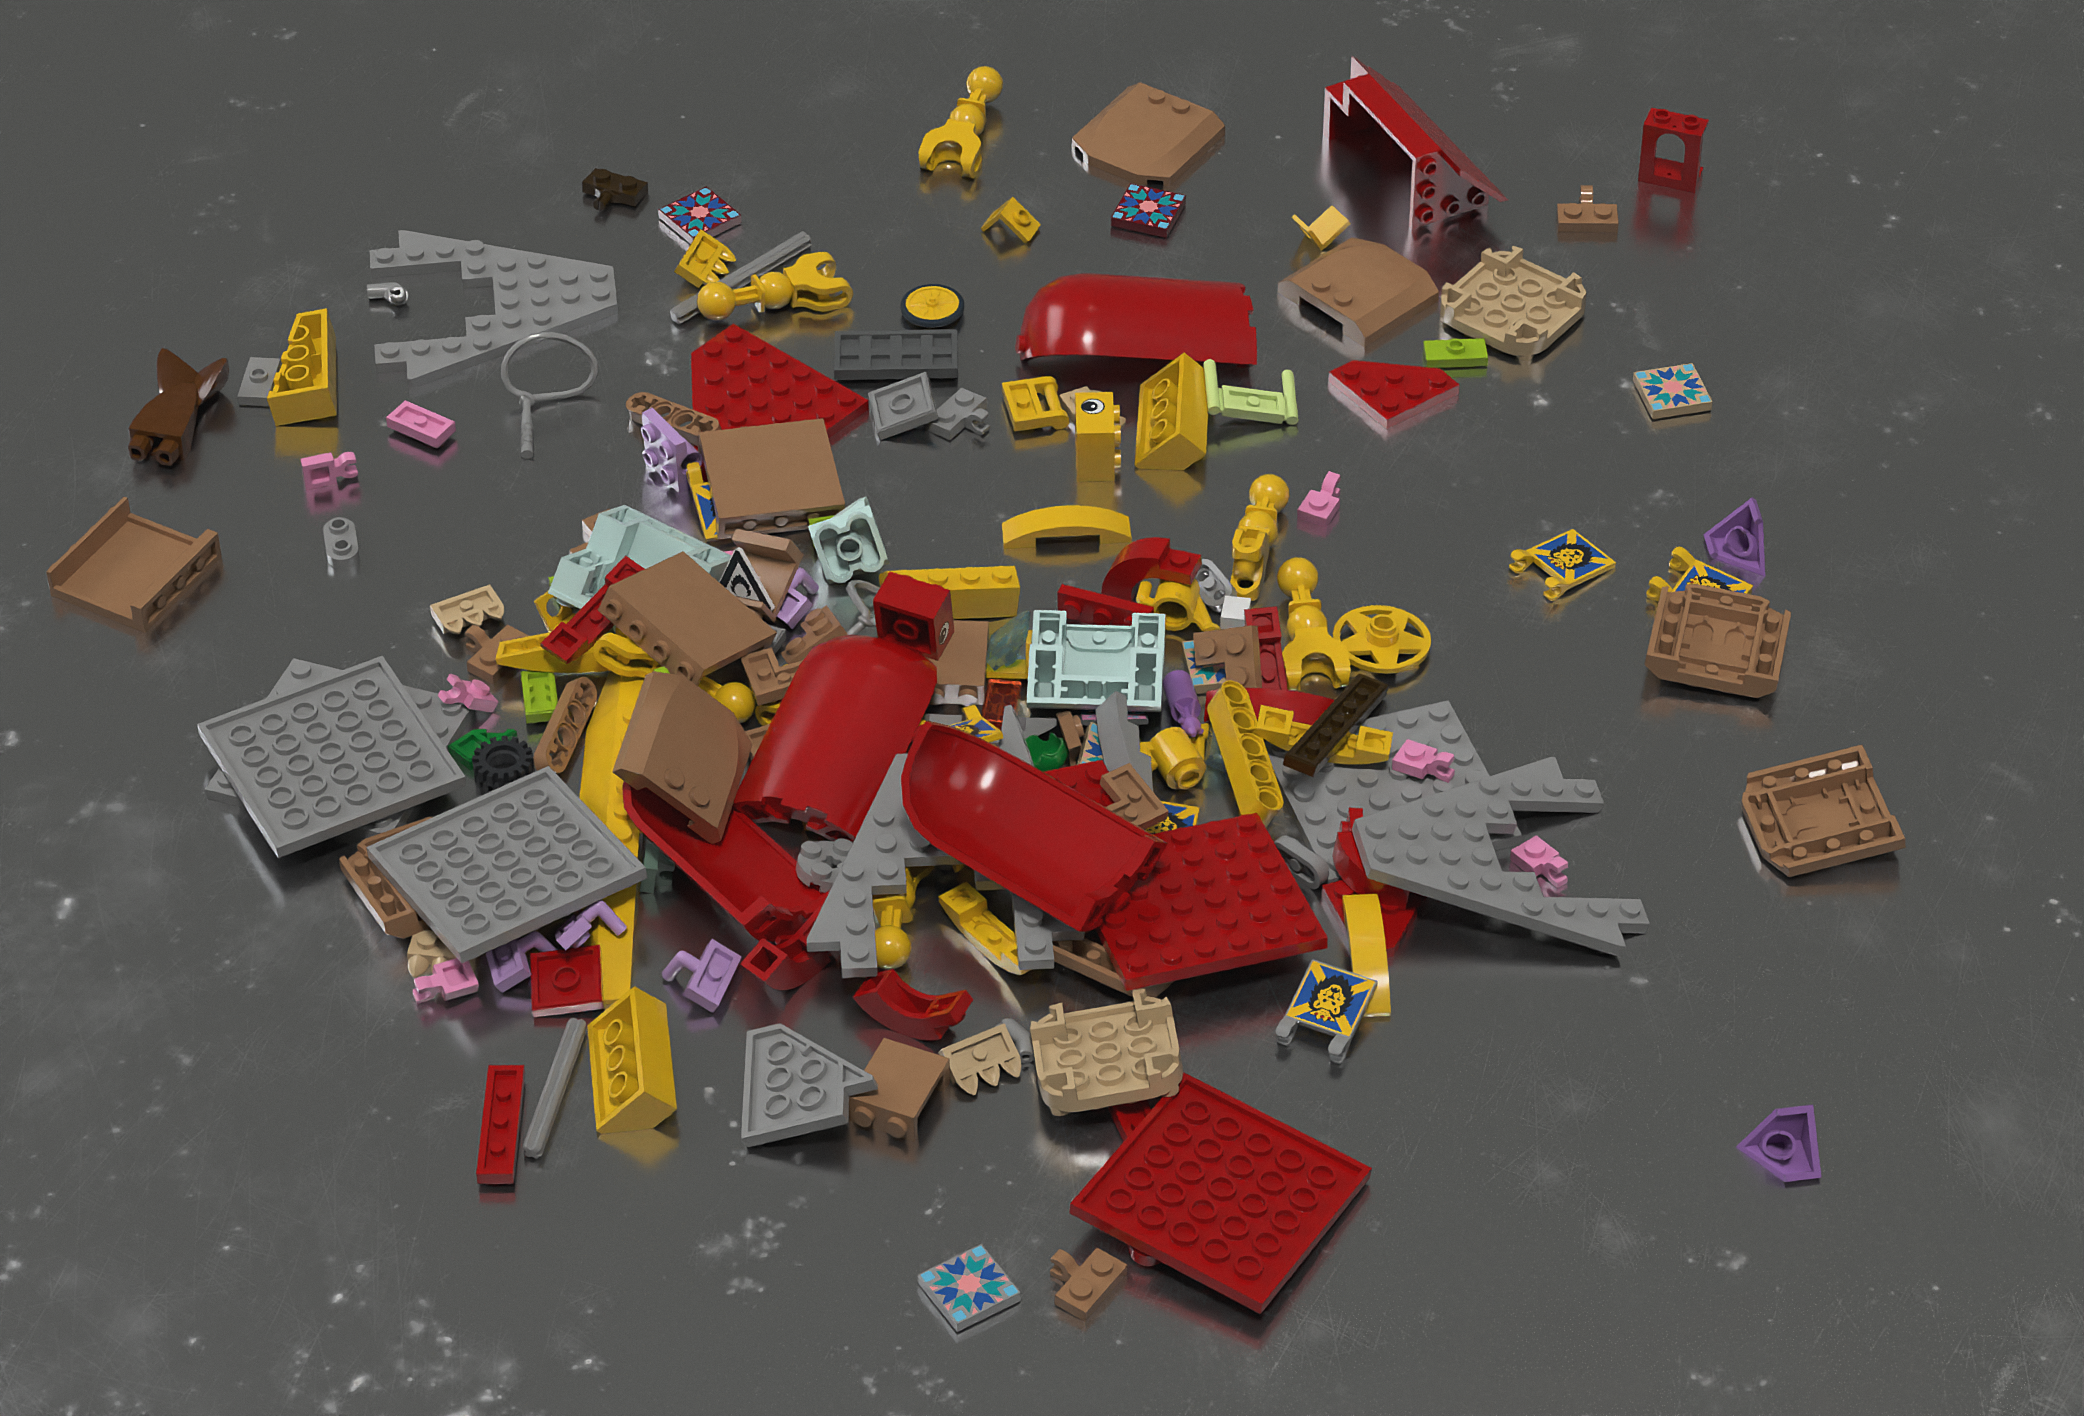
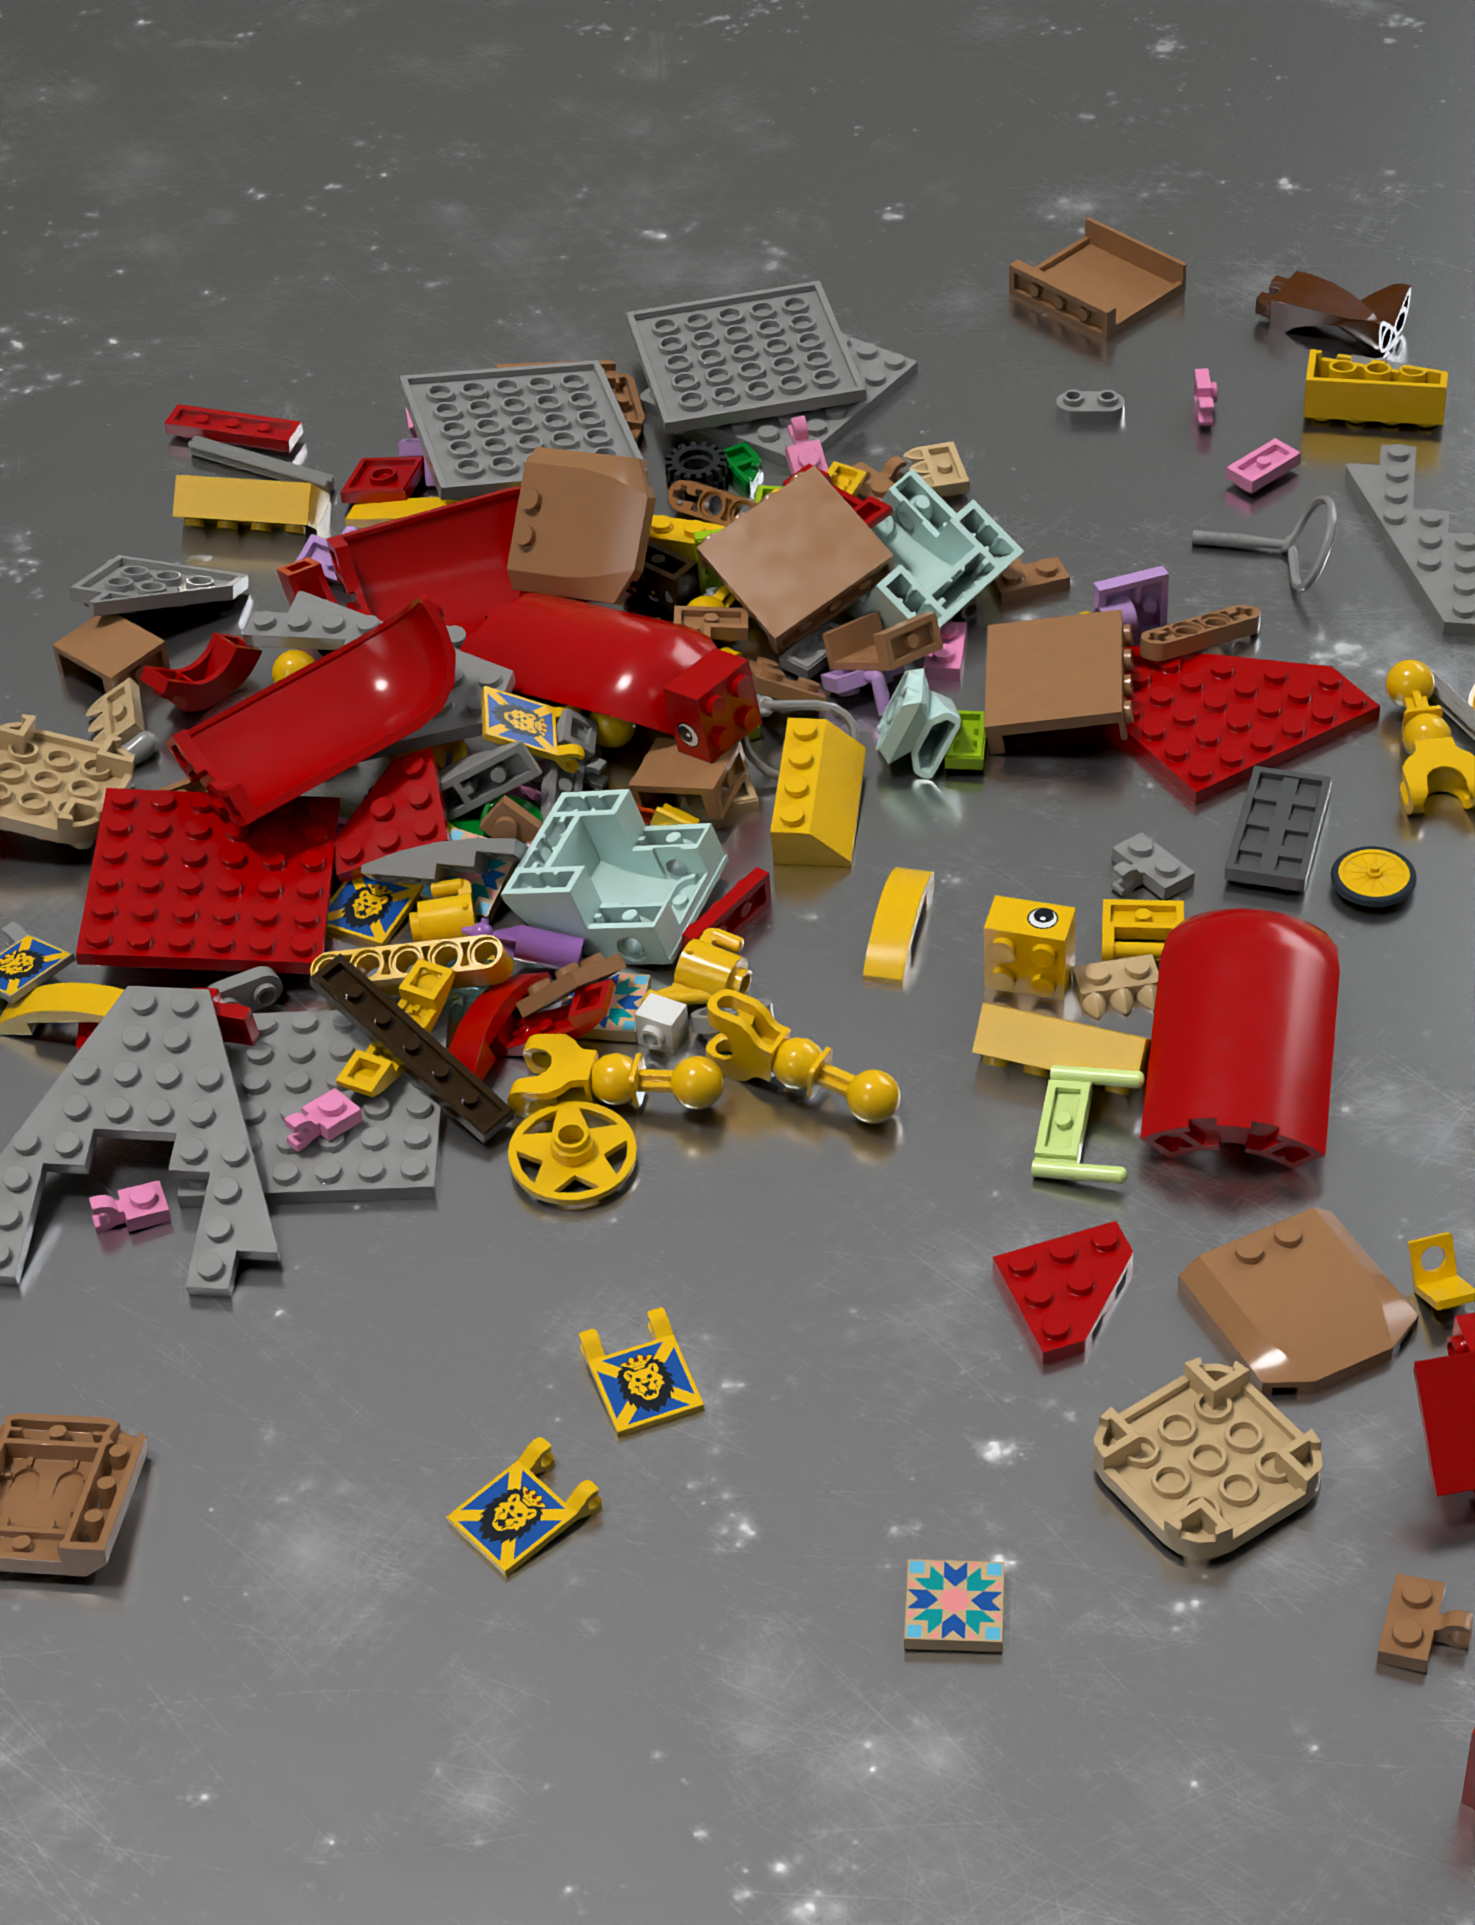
camera: 110 degrees right, 0 degrees up
(576, 928) = (413, 467): lavender plate -> none
(743, 581) = (874, 620): piece -> none
(903, 405) = (1171, 815): light grey tile -> none
(1008, 640) = (723, 830): clear light blue plate -> none
(1133, 797) = (355, 844): medium nougat plate -> none
(1145, 560) = (755, 936): red arch -> none
(1321, 506) = (853, 1155): bright pink plate -> none
(1455, 353) = (1122, 1371): lime plate -> none
(1718, 640) = (402, 1480): medium nougat wedge -> none
(1739, 539) = (590, 1580): medium lavender slope -> none

